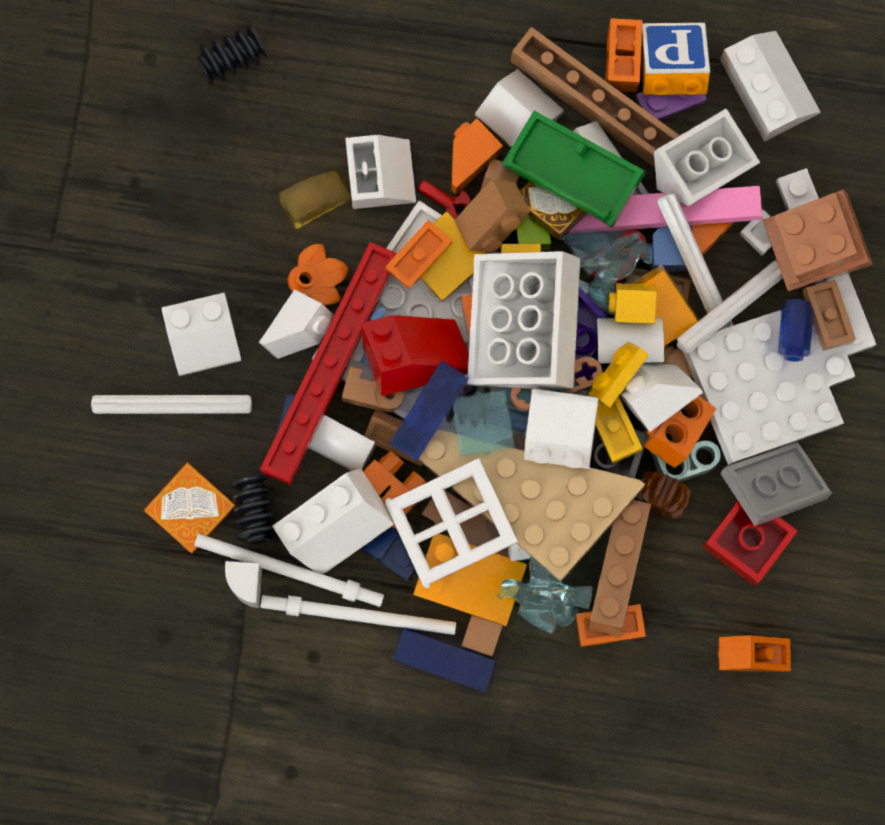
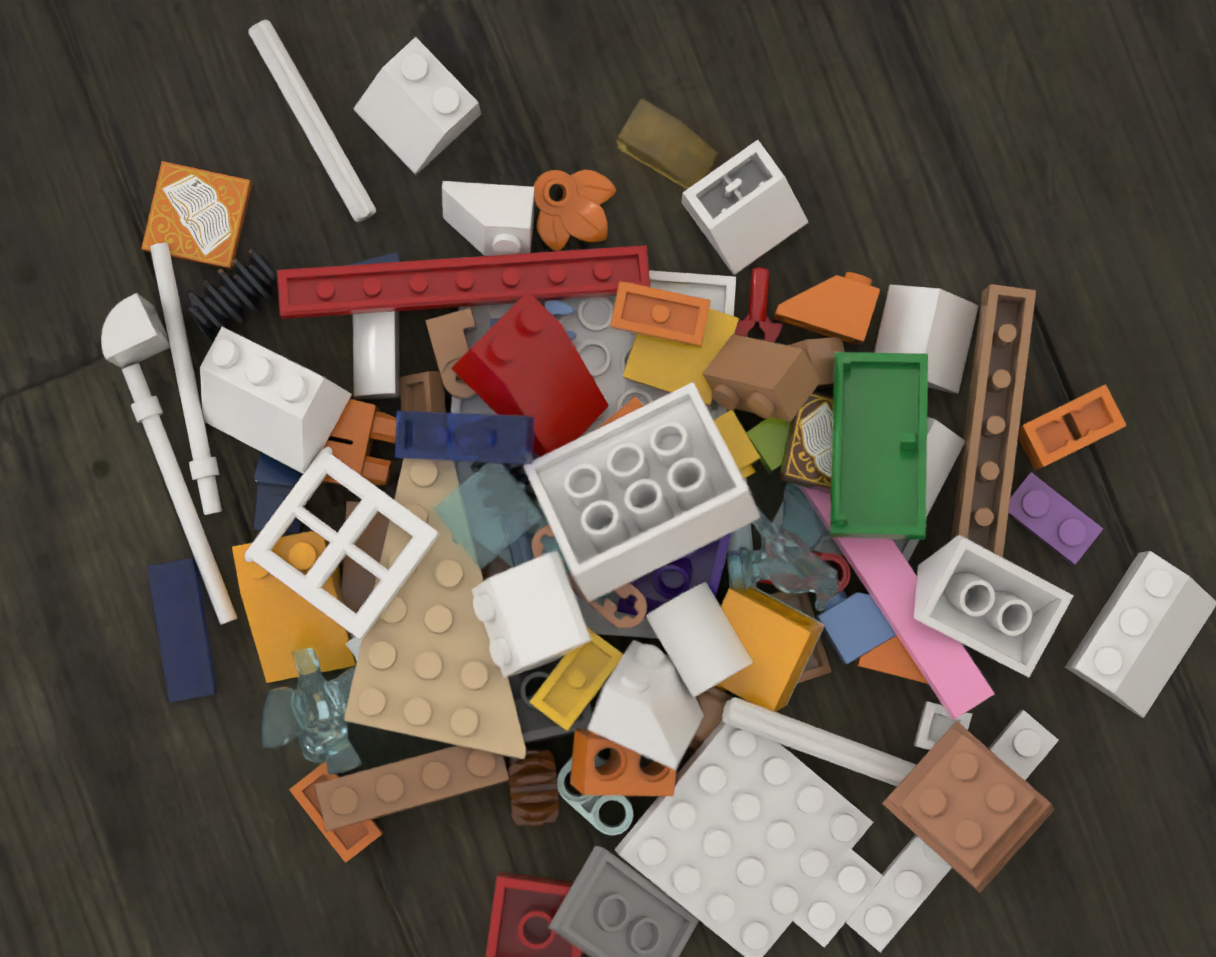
camera: 70 degrees right, 5 degrees up
(482, 635) = (236, 660): medium nougat tile -> none
(623, 367) = (637, 648): yellow plate -> none
(633, 303) = (745, 617): yellow brick -> none
(674, 59) = (1102, 494): piece -> none
(690, 253) = (857, 654): white axle -> none
(795, 330) = (834, 841): clear blue head -> none
(829, 315) = (880, 873): medium nougat plate -> none

